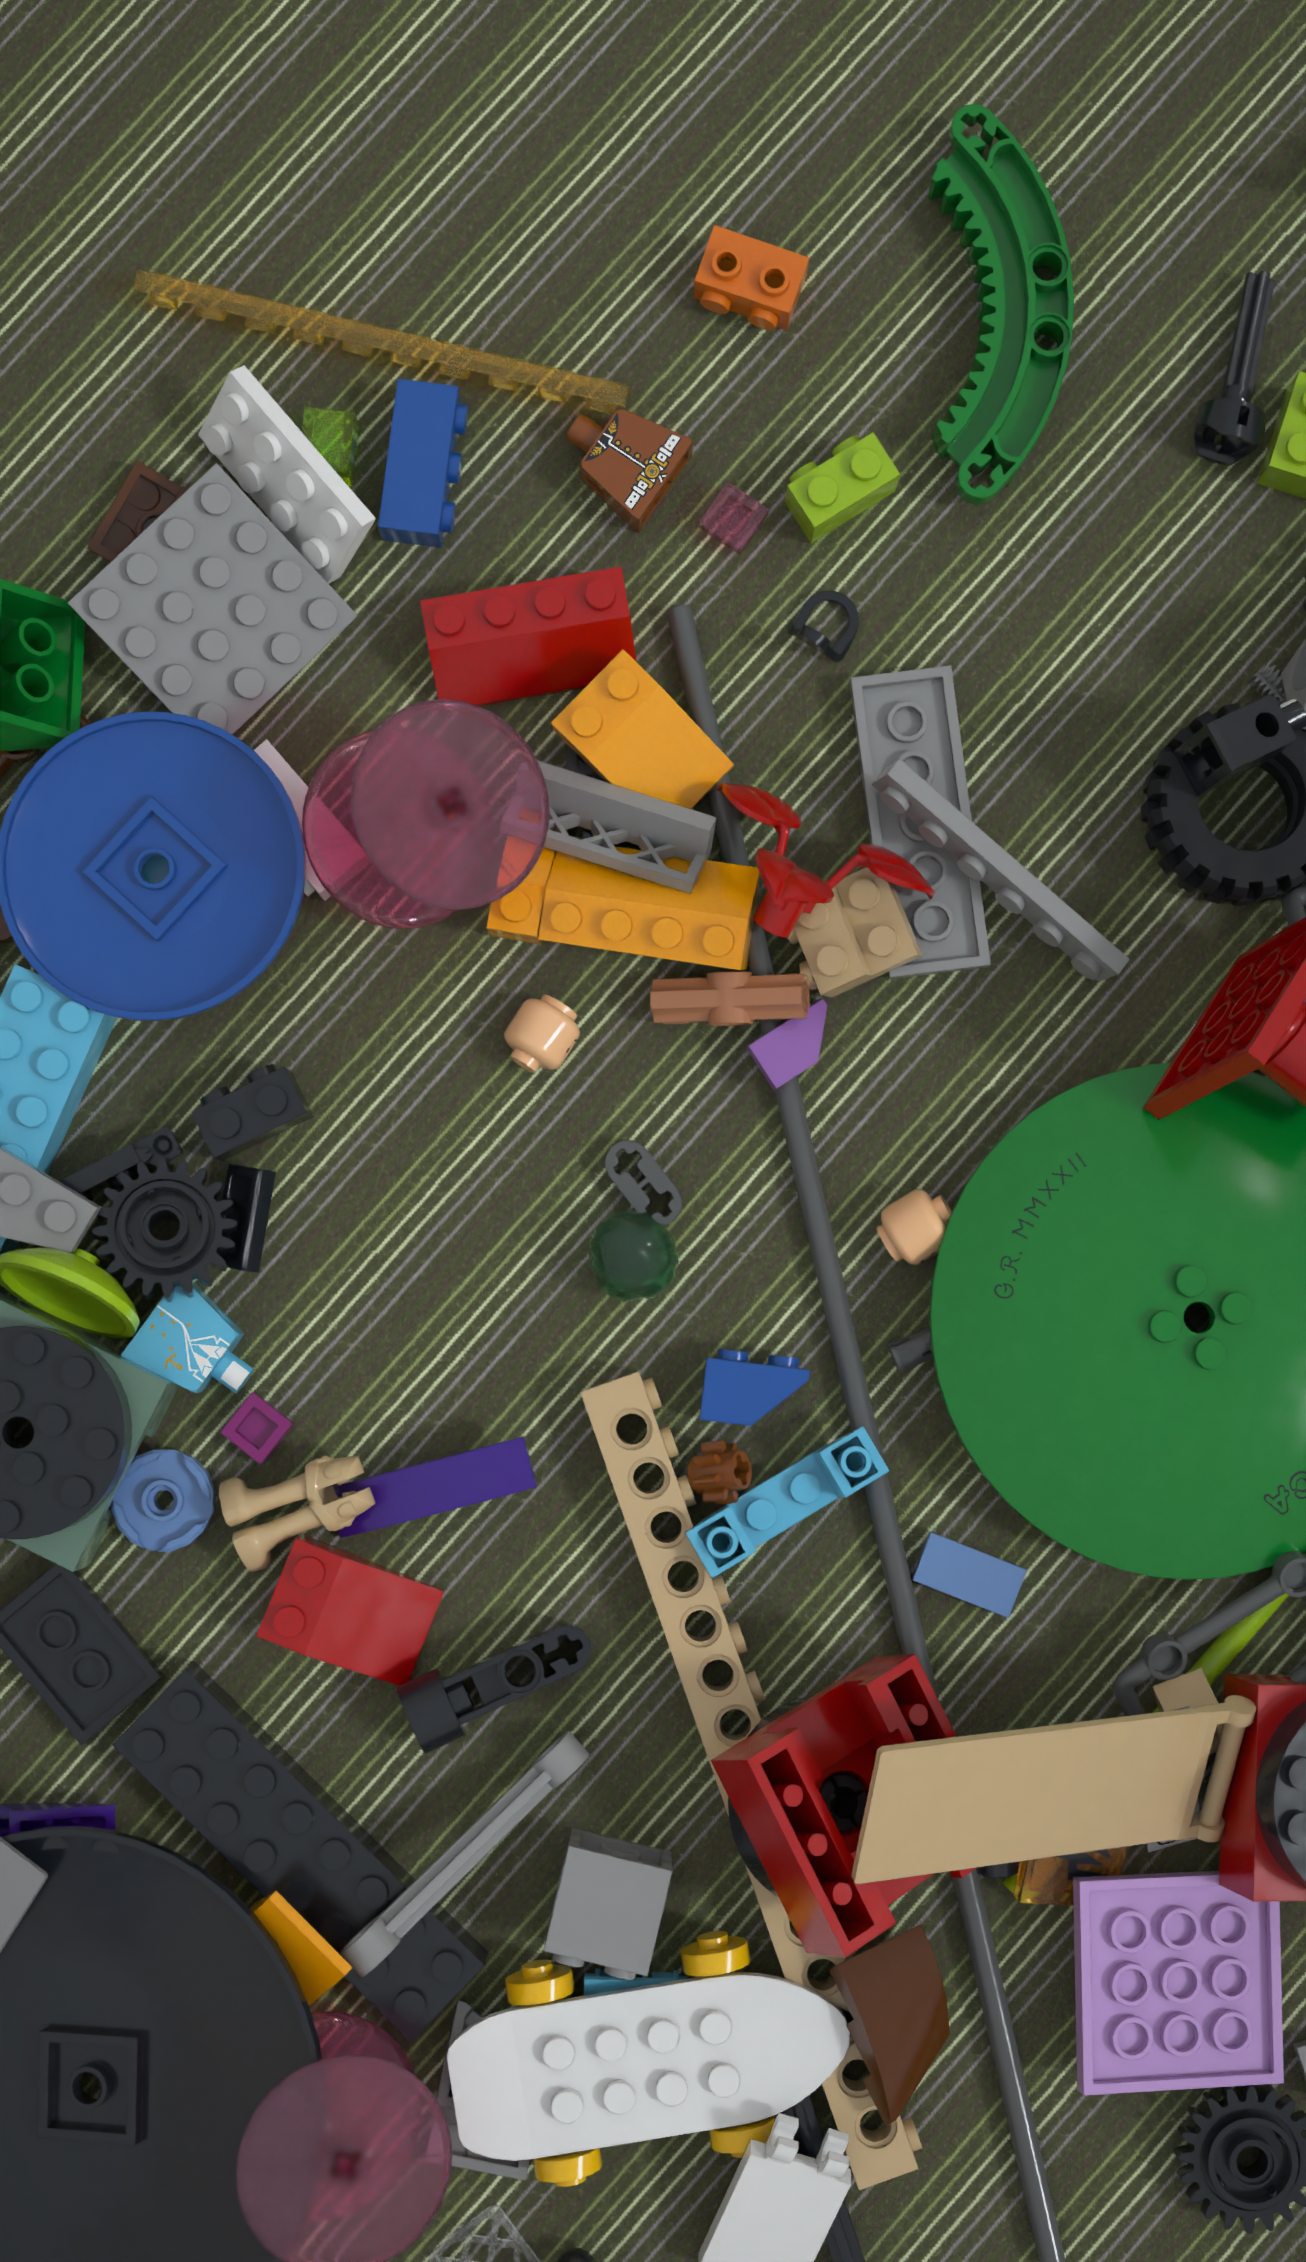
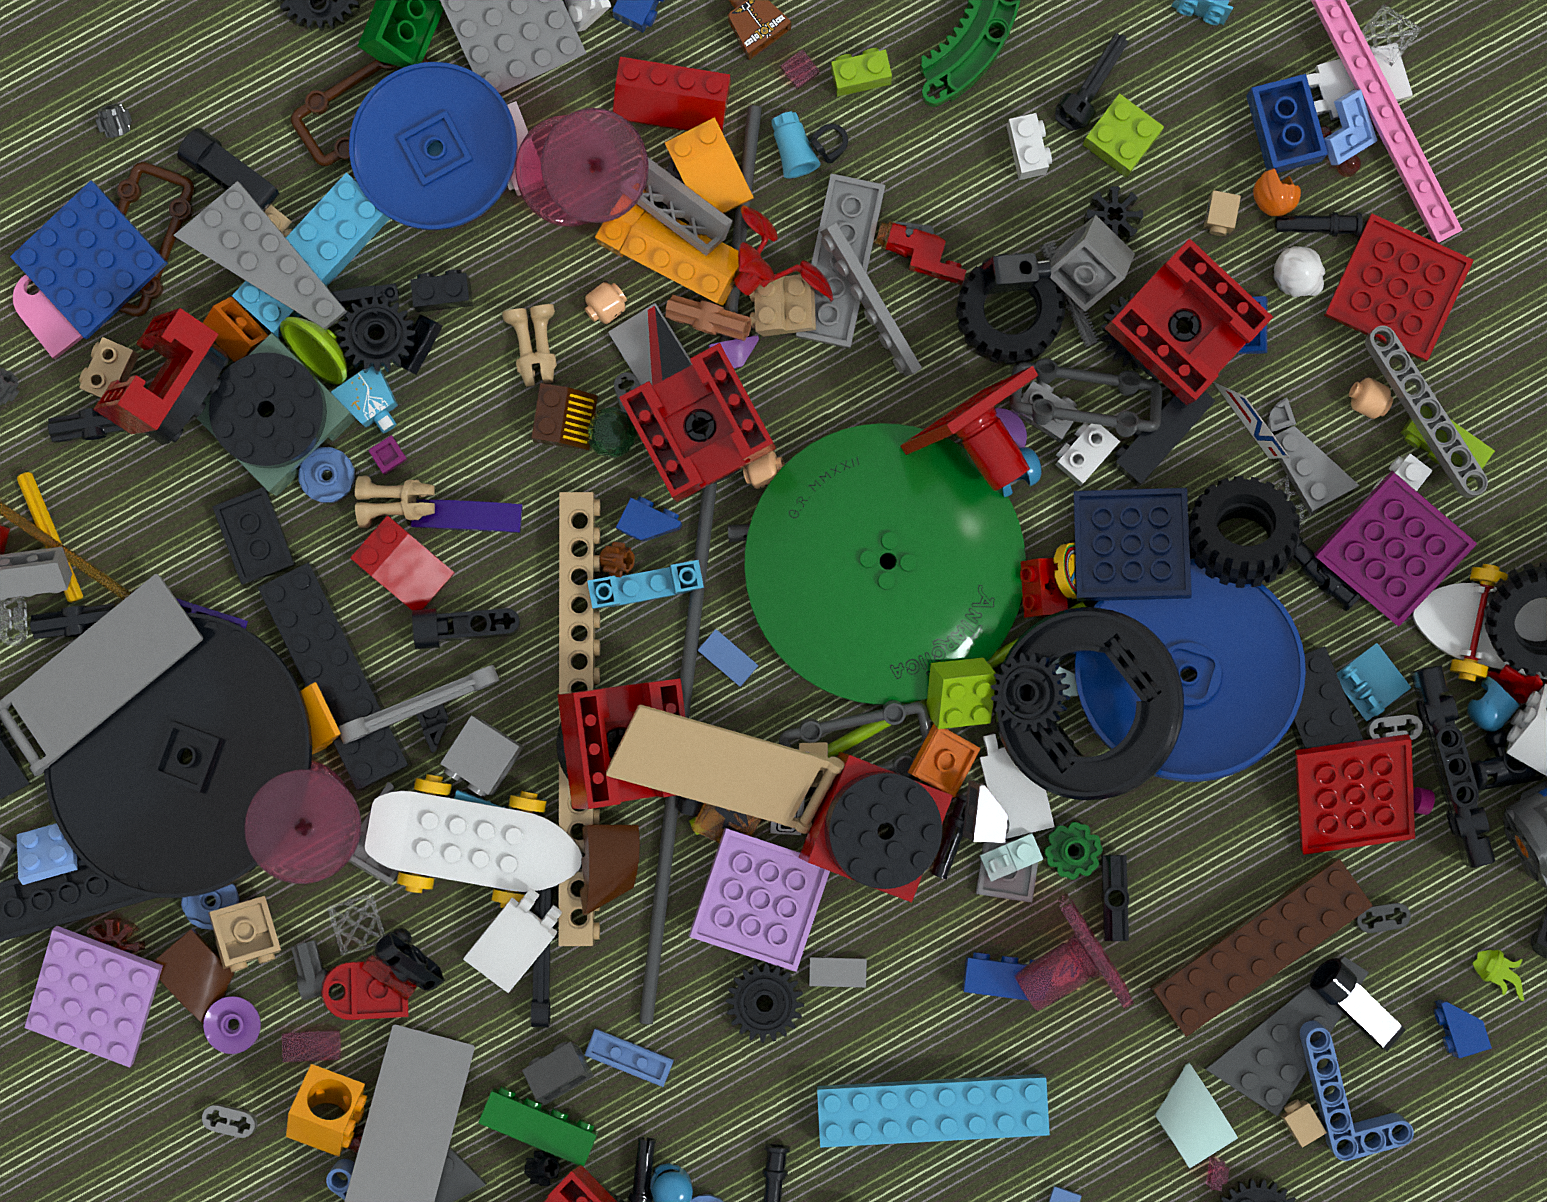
camera: 25 degrees right, 0 degrees up
(404, 1116) = (519, 320): none -> tan piece
(501, 1872) = (433, 724): none -> black slope
(540, 1255) = (563, 416): none -> reddish brown slope
(674, 1107) = (650, 346): none -> tile
(770, 652) = (793, 146): none -> medium azure plant
(776, 1130) = (670, 411): none -> red piece
(1053, 749) = (923, 247): none -> red plate
(1171, 515) = (1028, 147): none -> white brick

